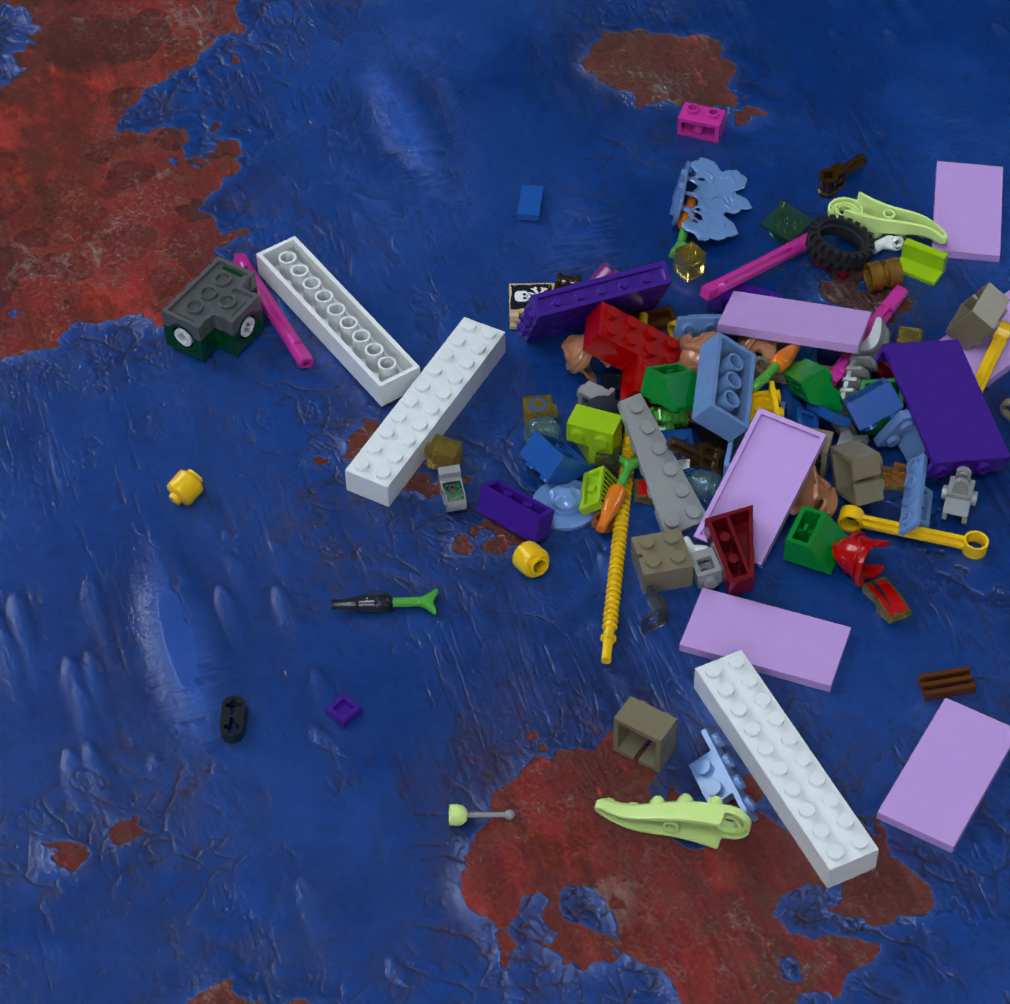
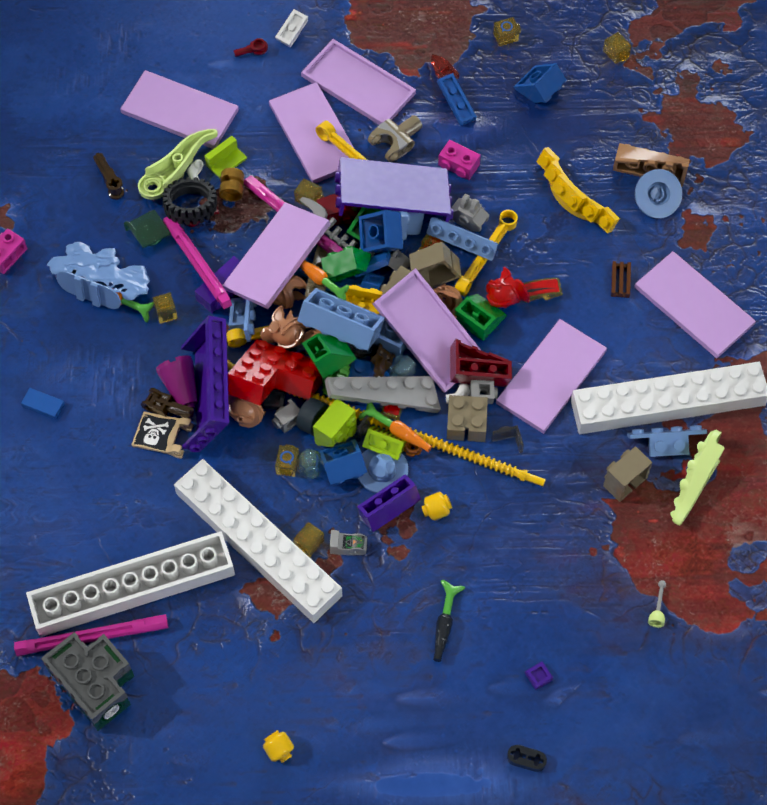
camera: 75 degrees left, 15 degrees up
(978, 316) = (312, 138): dark tan piece -> none

